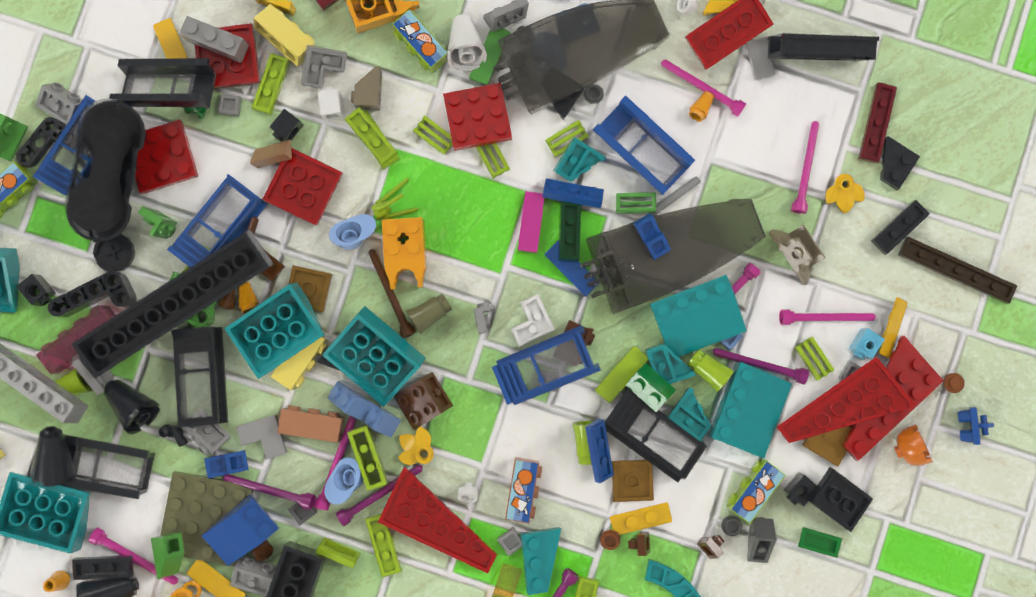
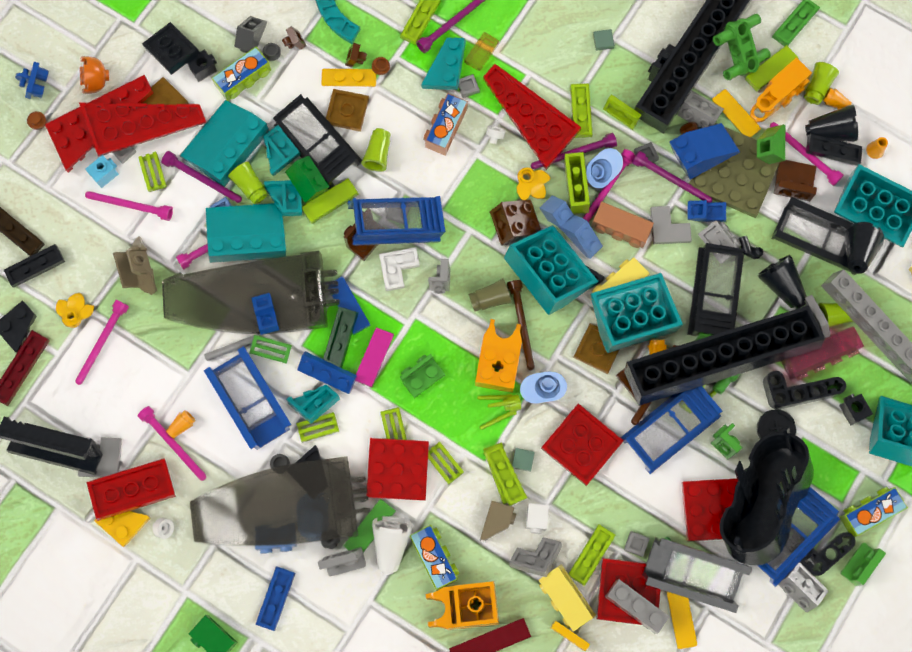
camera: 165 degrees left, 10 degrees down
(138, 522) = (795, 180): none -> reddish brown bracket
(272, 154) = (604, 482): medium nougat slope -> none
(286, 126) = (585, 506): black brick -> none
(357, 158) = (523, 459): none -> sand green tile
(478, 214) = (421, 375): none -> bright green bracket
(599, 450) = (368, 137): blue tile -> none
(820, 542) = (199, 20): green tile -> none
(893, 326) = (69, 186): yellow piece -> none

